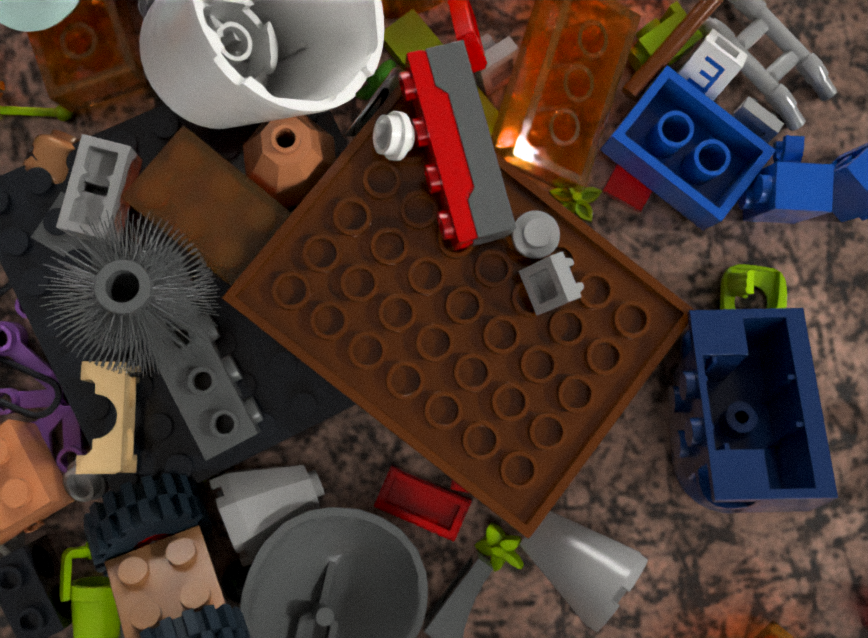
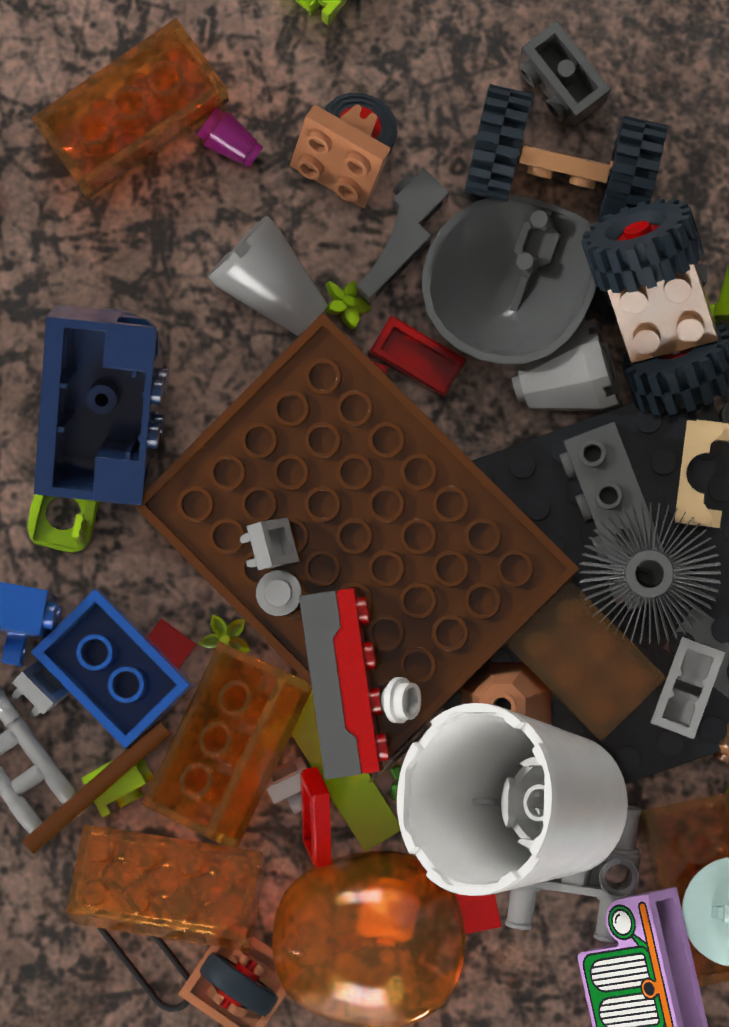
camera: 170 degrees left, 5 degrees down
(713, 64) = (76, 748): white brick -> none

